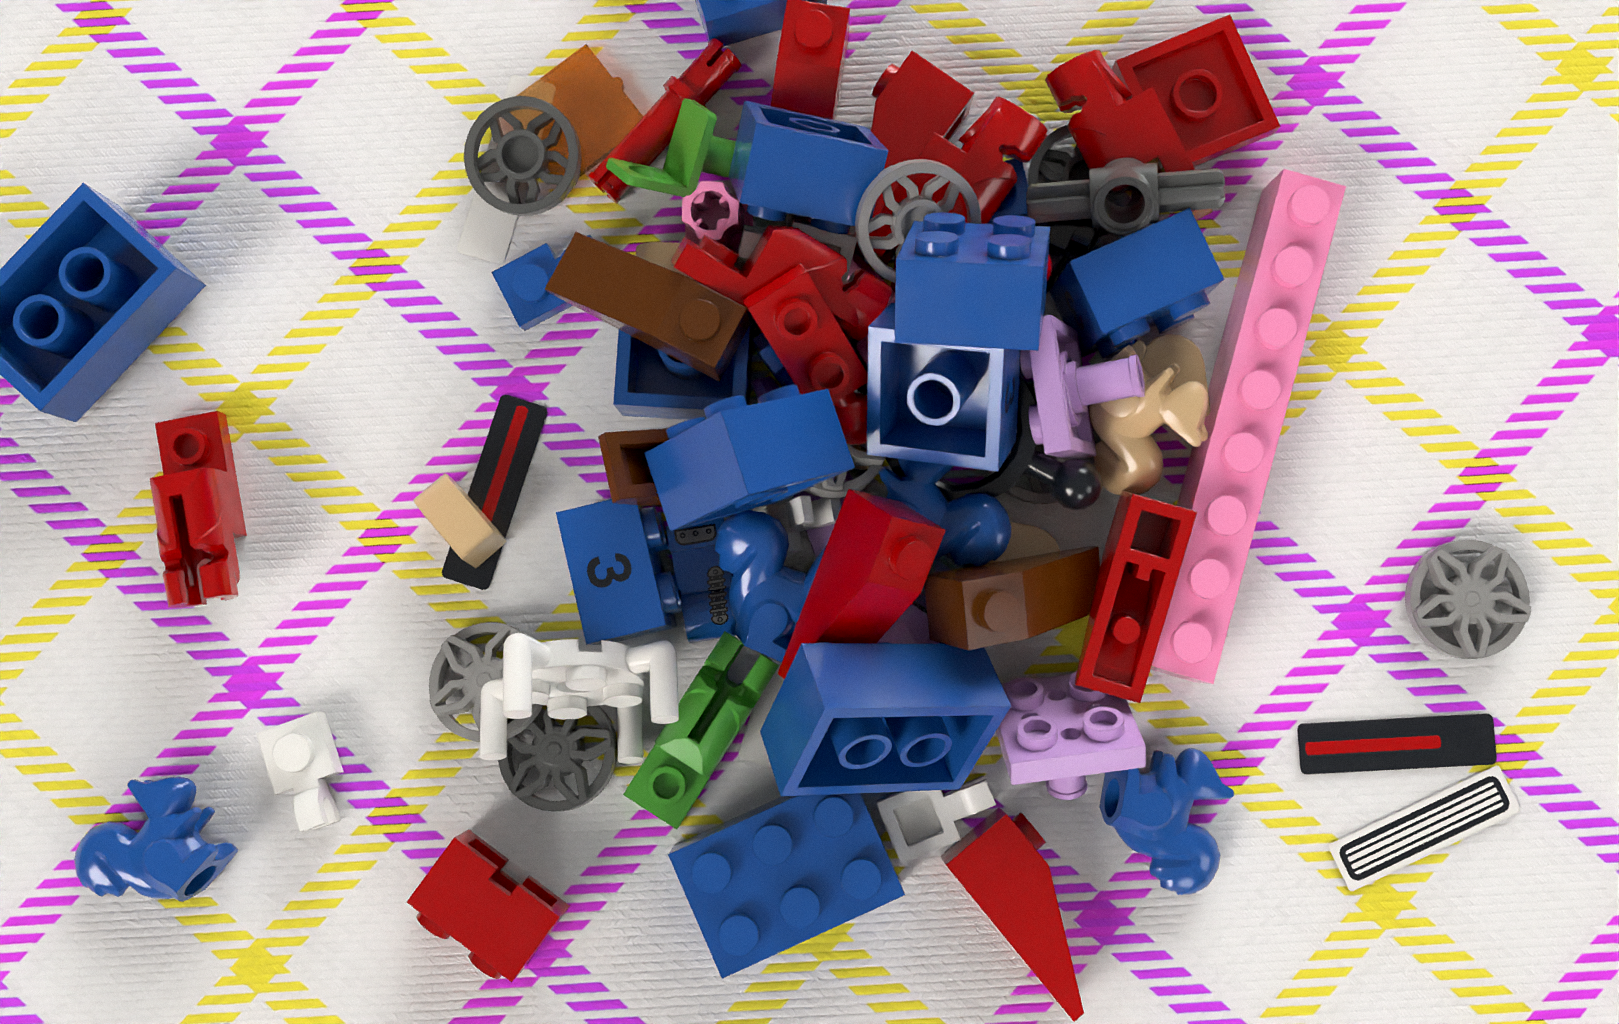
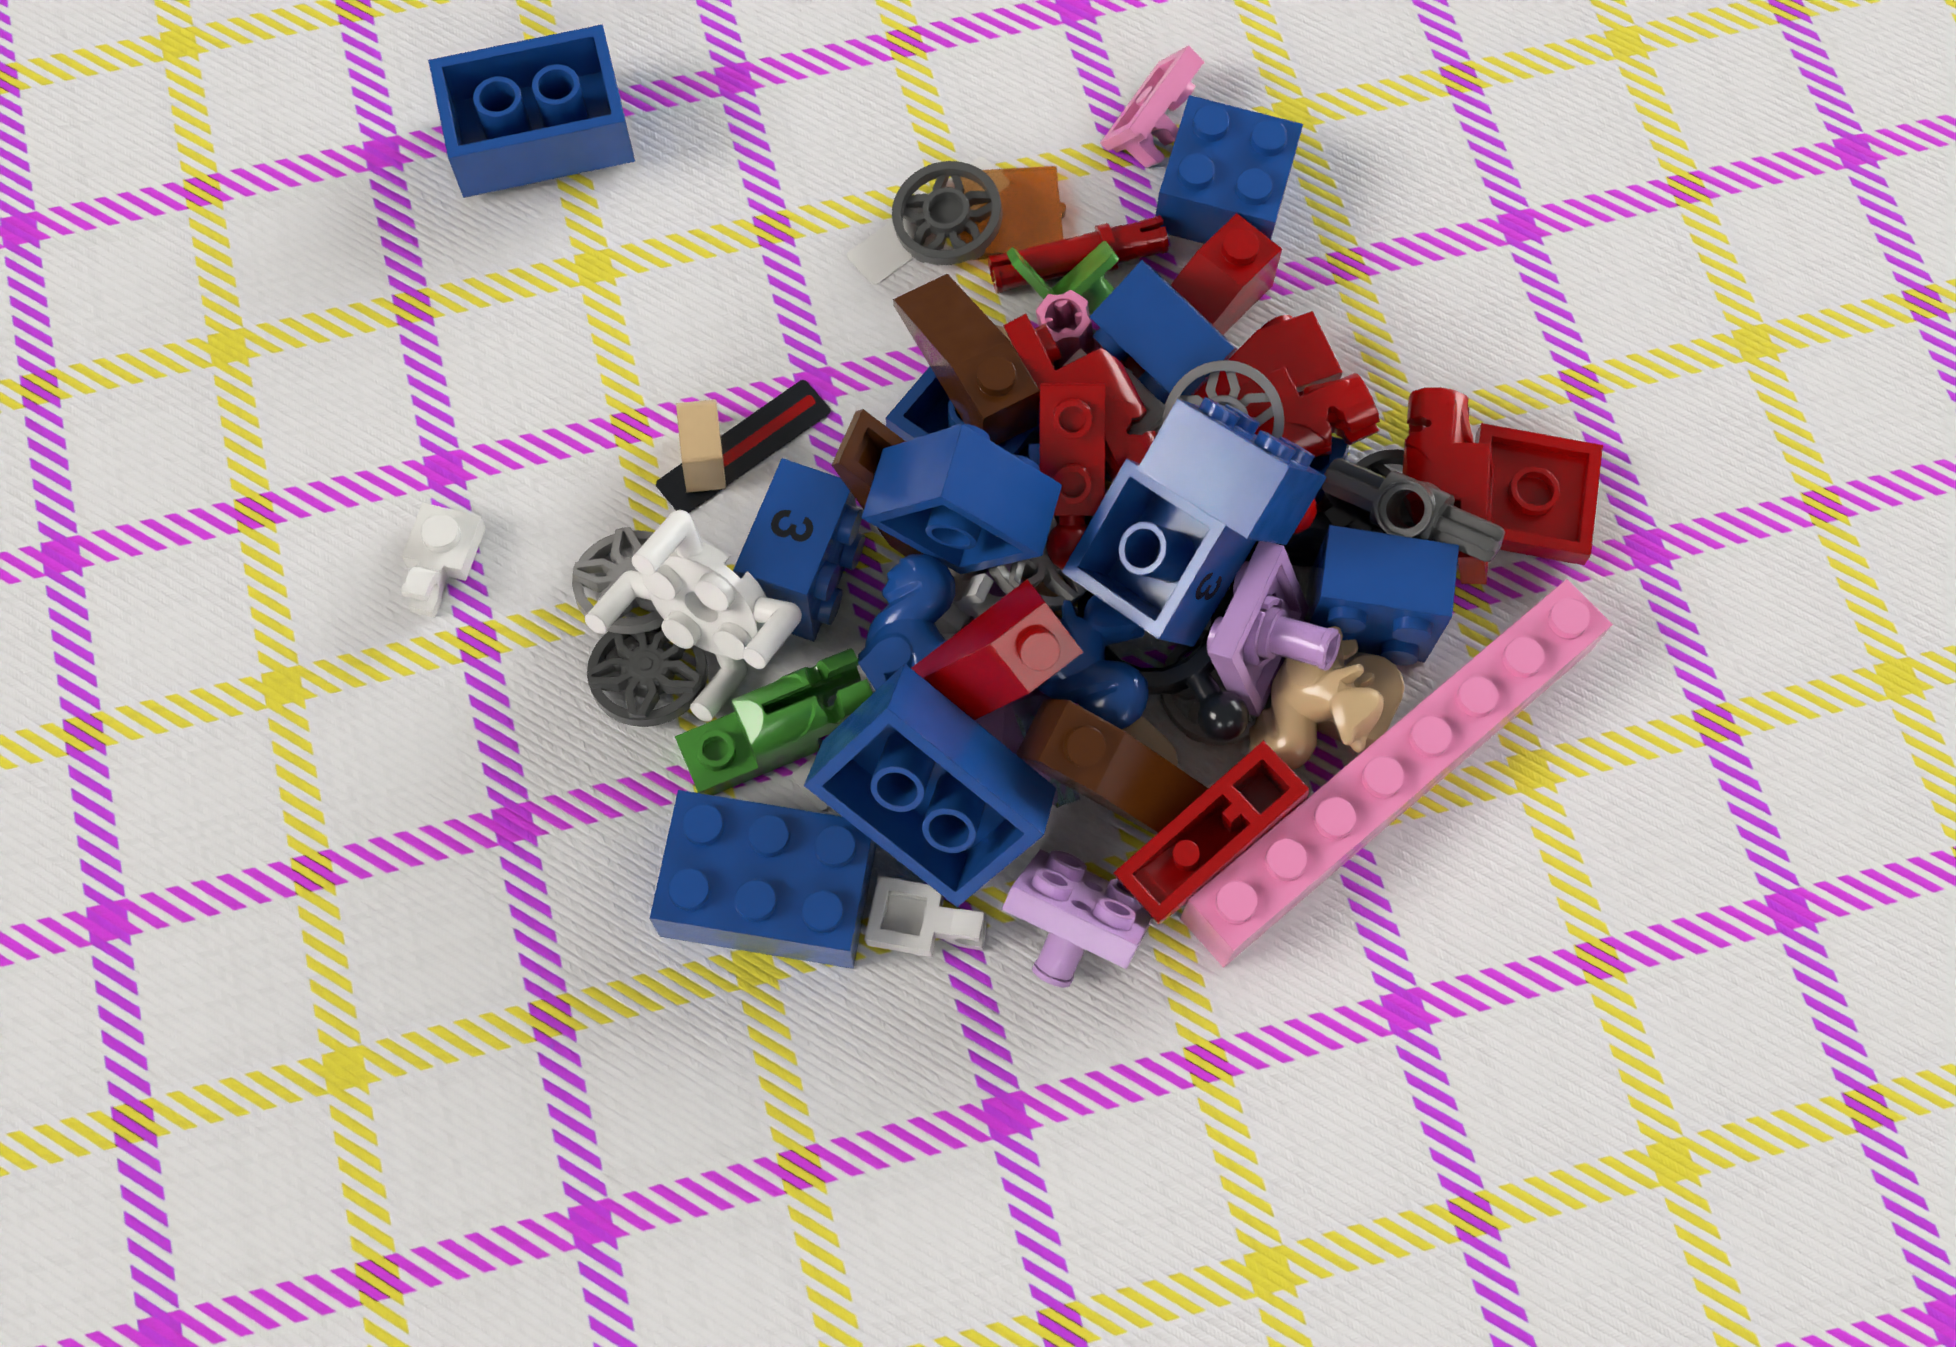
camera: 30 degrees right, 15 degrees down
(164, 856) = (282, 547): blue animal -> none
(197, 510) = (506, 310): red plate -> none
(485, 907) = (504, 767): red brick -> none
(524, 286) = (876, 317): blue plate -> none
(701, 581) = (857, 602): blue leg -> none
(1017, 893) = (947, 1021): red slope -> none
(1154, 813) = (1110, 1045): blue animal -> none
(1396, 744) = (1373, 1138): black sticker -> none
(1424, 828) = (1350, 1229): sticker -> none
(1468, 599) = (1516, 1050): light grey wheel -> none

